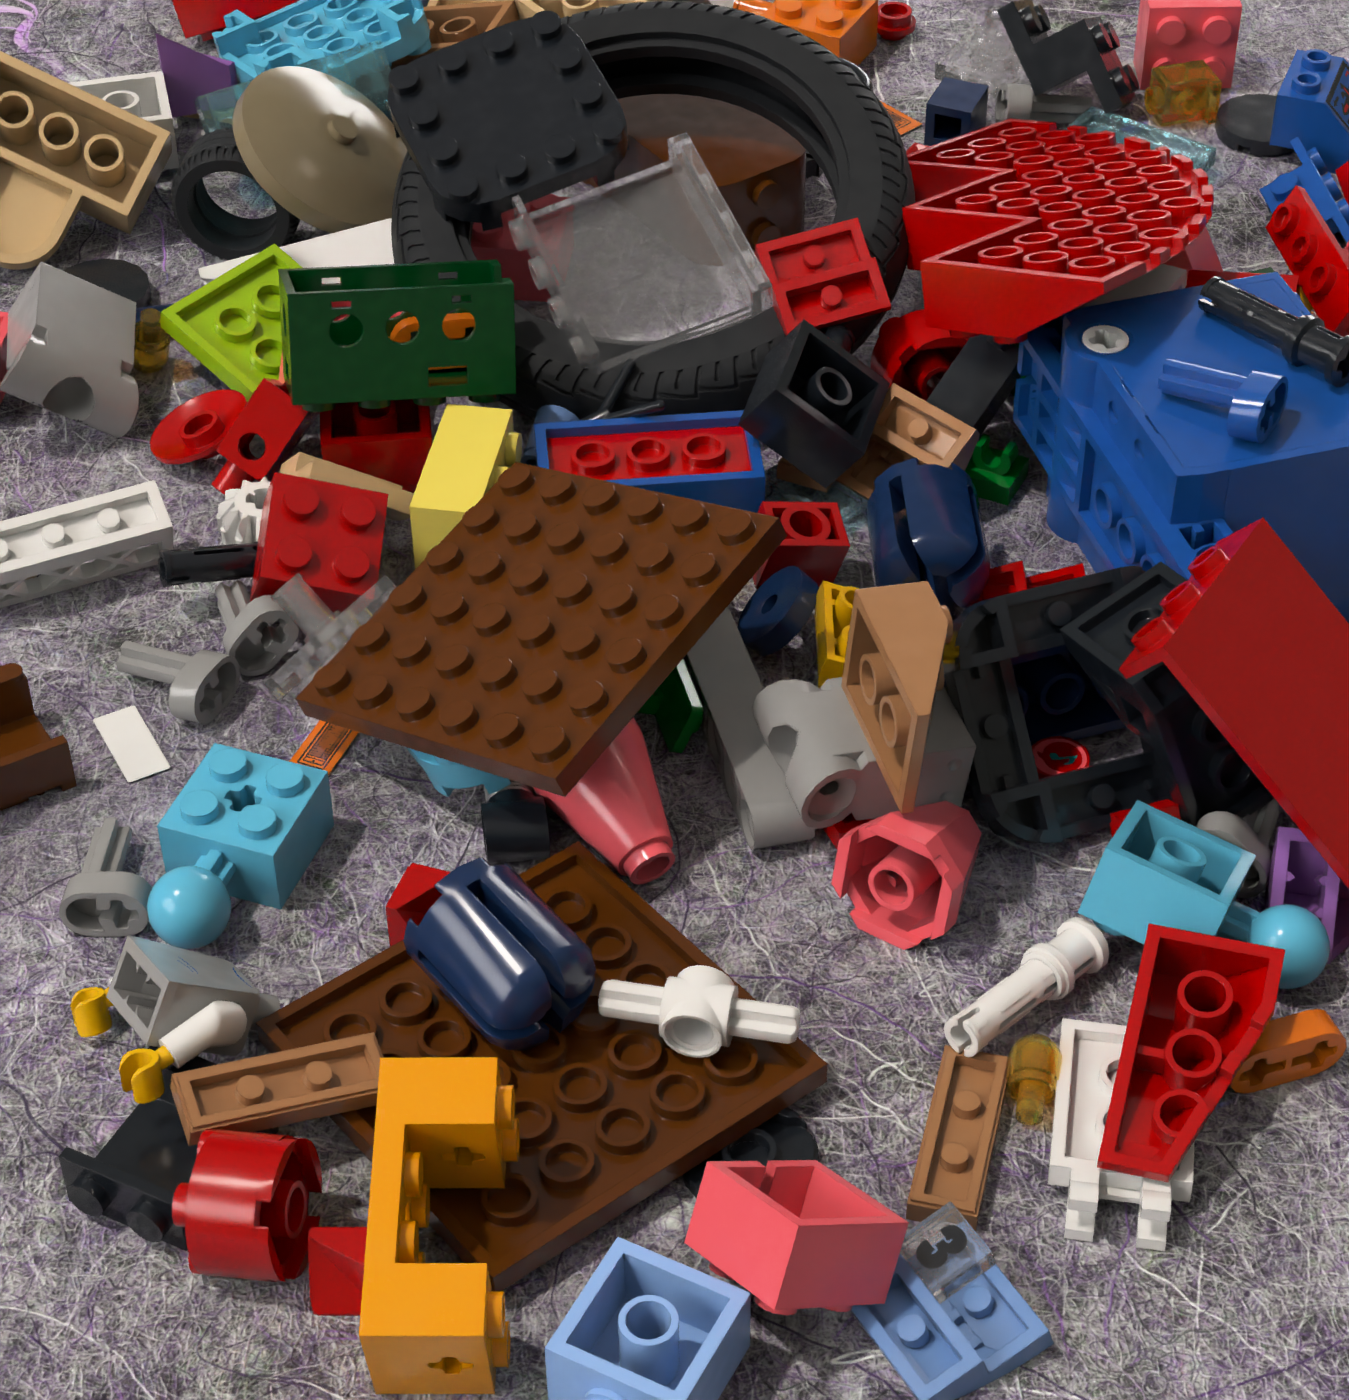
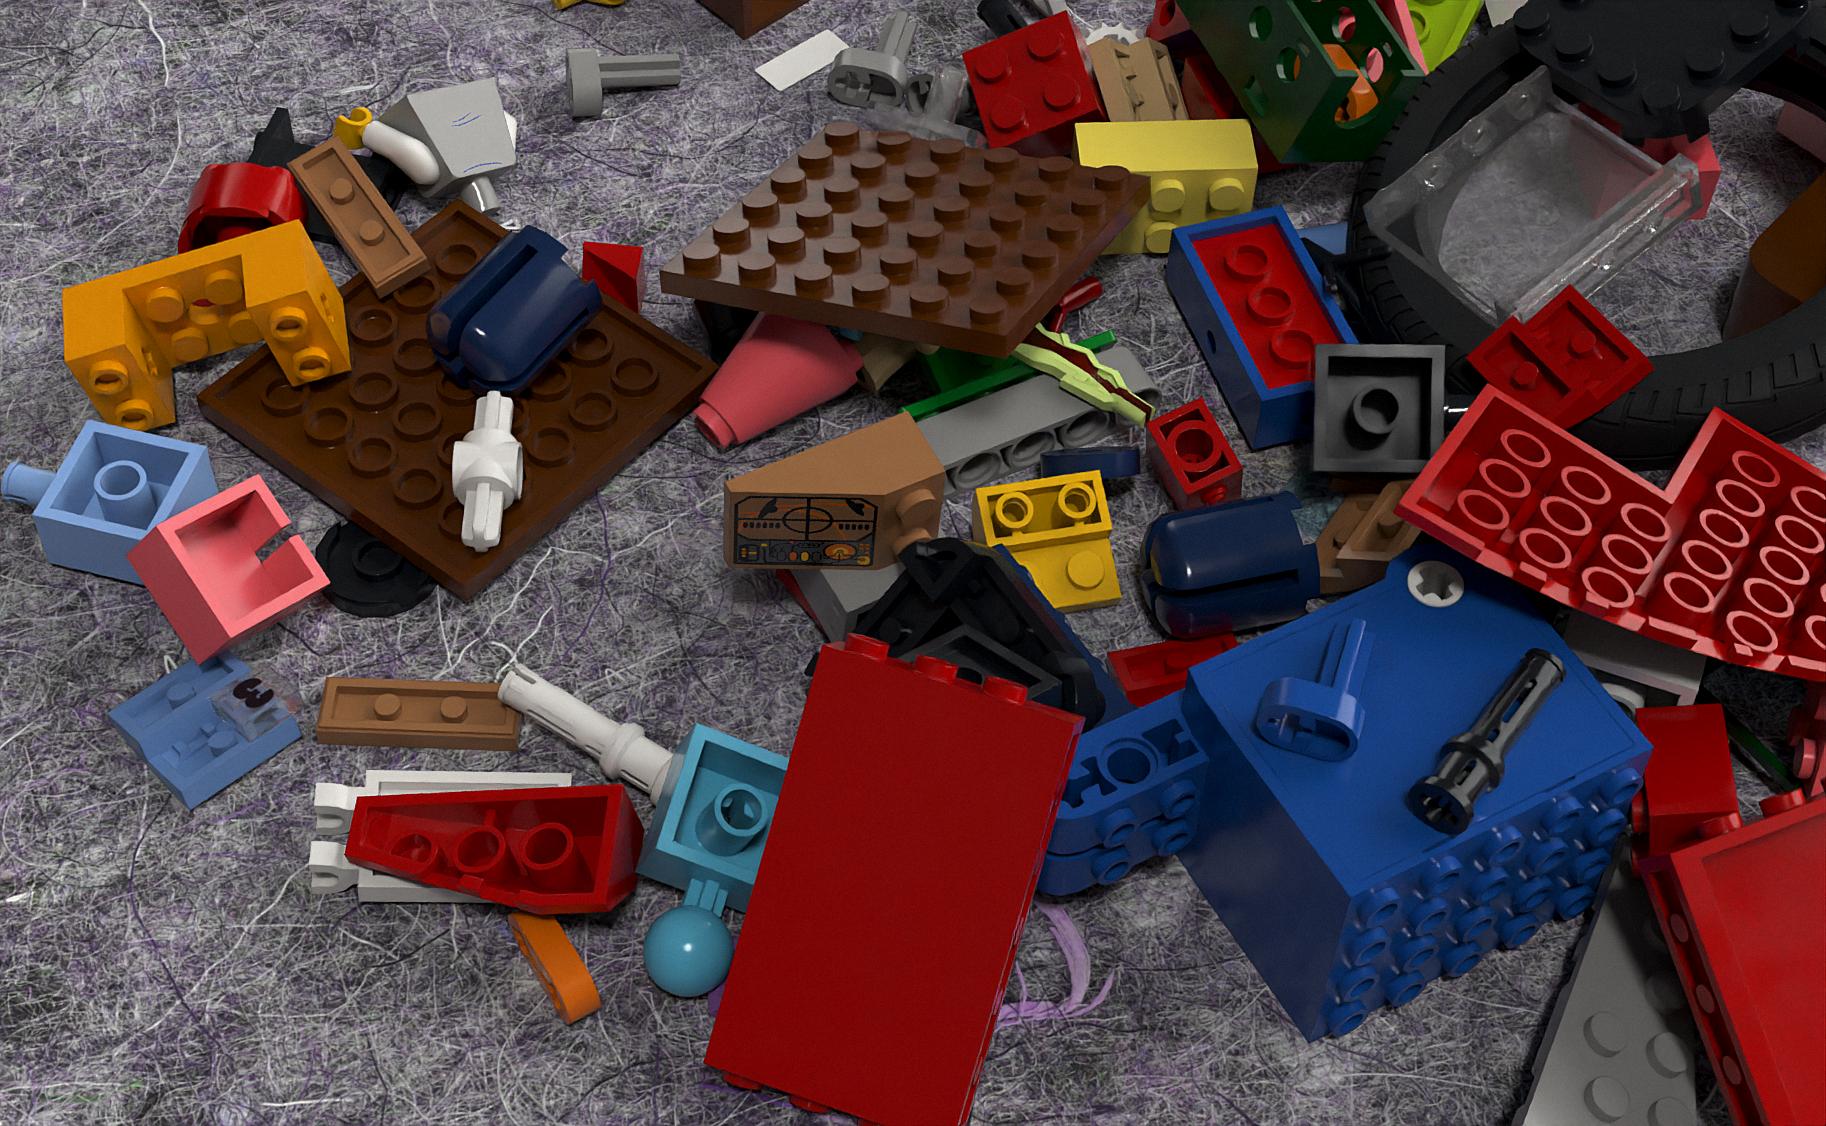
camera: 75 degrees right, 10 degrees up
(236, 831) = (679, 145): medium azure brick -> none
(908, 871) = (737, 624): coral cone -> none
(1033, 1075) = (494, 753): clear yellow cylinder -> none

